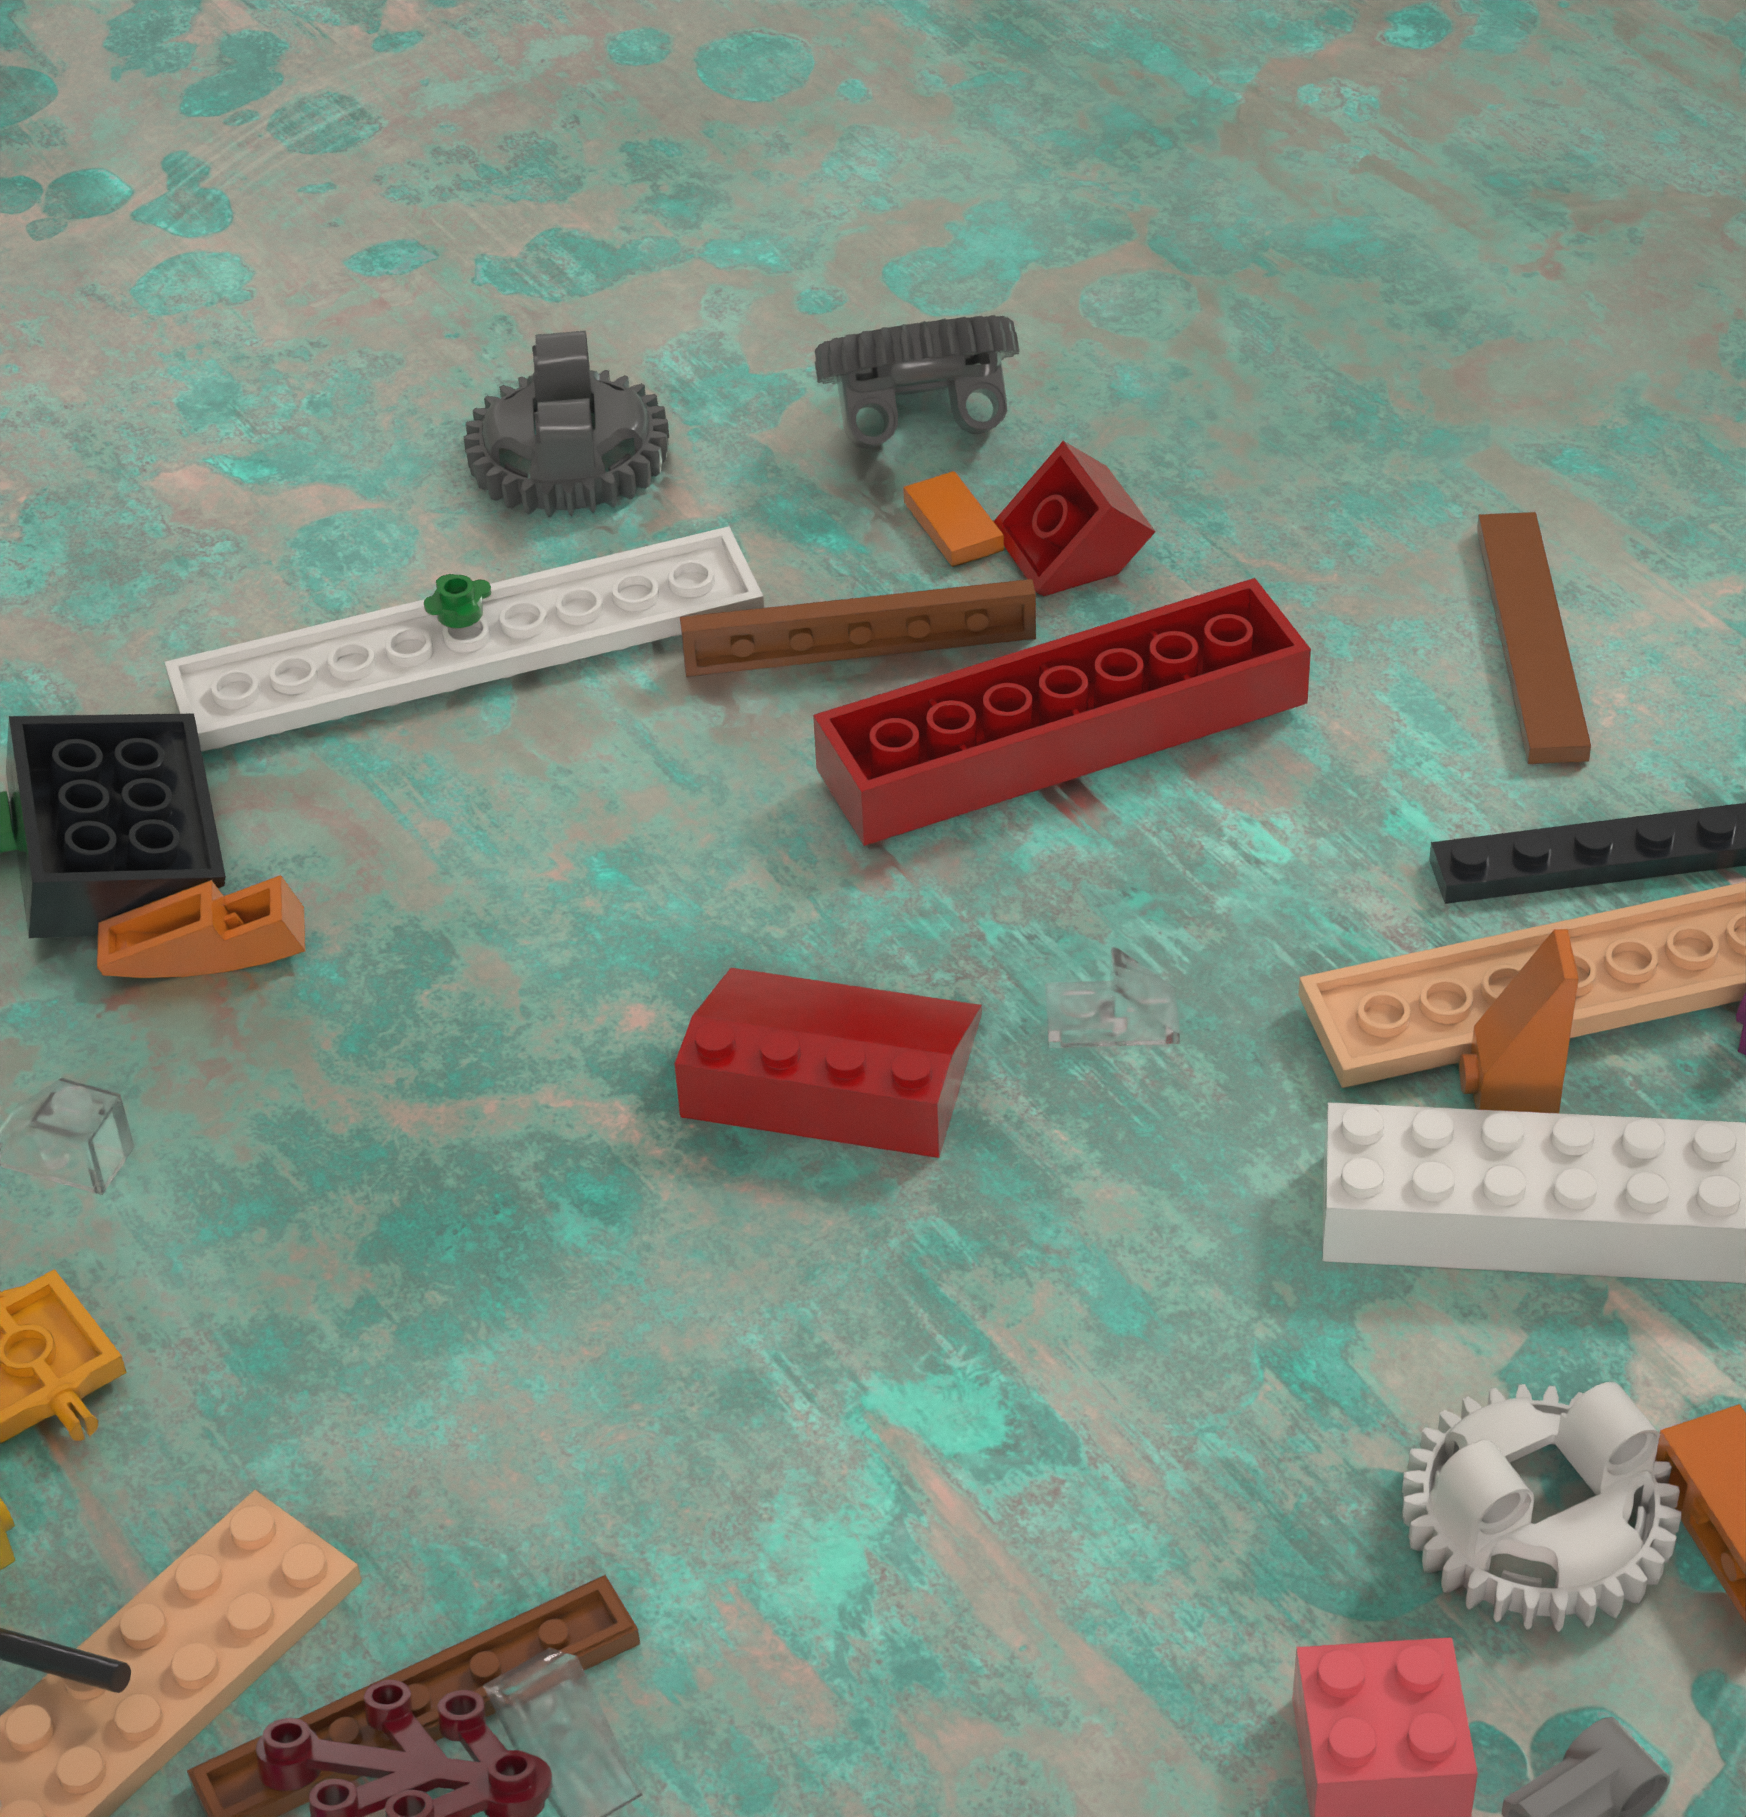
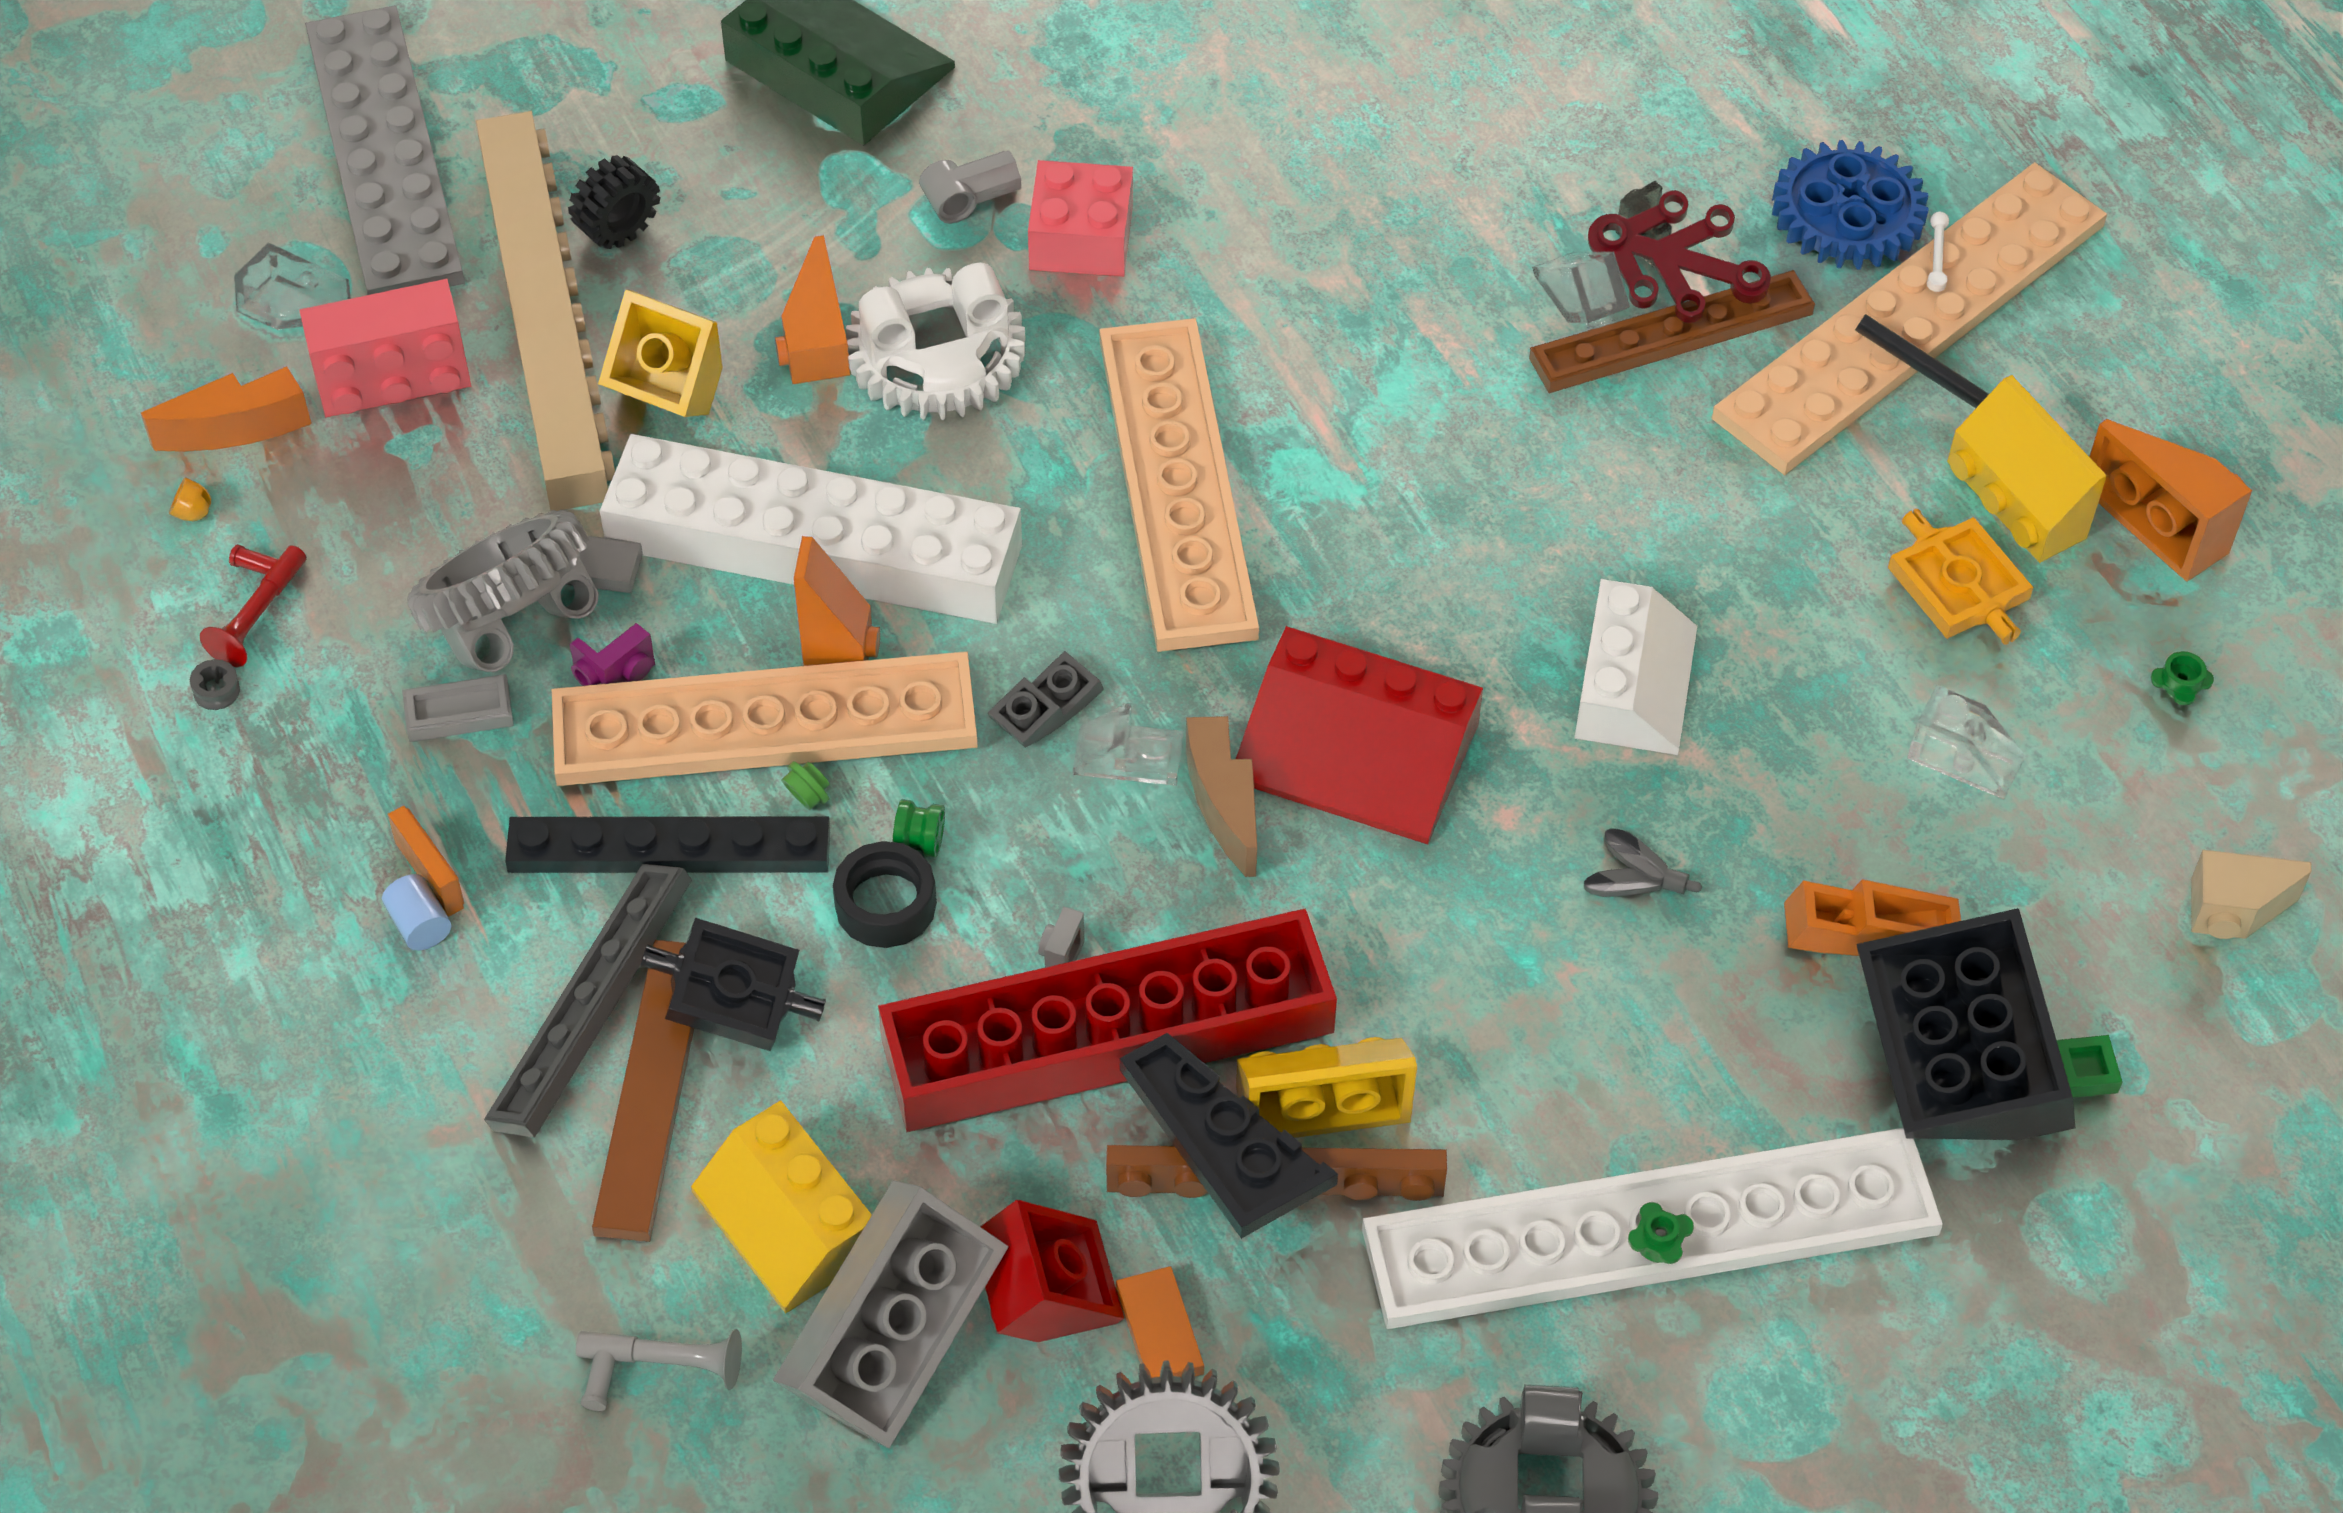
camera: 175 degrees left, 10 degrees up
(475, 970) = (1645, 871): none -> dark grey piece
(481, 1171) = (1636, 670): none -> white slope
(807, 662) = (1331, 1086): none -> yellow slope
(914, 586) = (1231, 1149): none -> black wing
(986, 965) = (1223, 789): none -> medium nougat slope
(1134, 789) = (1064, 940): none -> light grey plate
(1136, 1360) = (1178, 486): none -> light nougat plate
(1217, 448) = (891, 1312): none -> light grey slope
(1231, 1056) = (1047, 703): none -> dark grey slope
(1336, 880) = (919, 827): none -> green wheel
(1340, 551) = (782, 1205): none -> yellow slope
(1352, 851) = (879, 860): none -> black tyre
(1472, 438) = (606, 1349): none -> light grey piece
(1483, 701) = (732, 984): none -> black plate
(1491, 899) = (806, 784): none -> bright green plate
(1634, 692) = (587, 1001): none -> dark grey tile

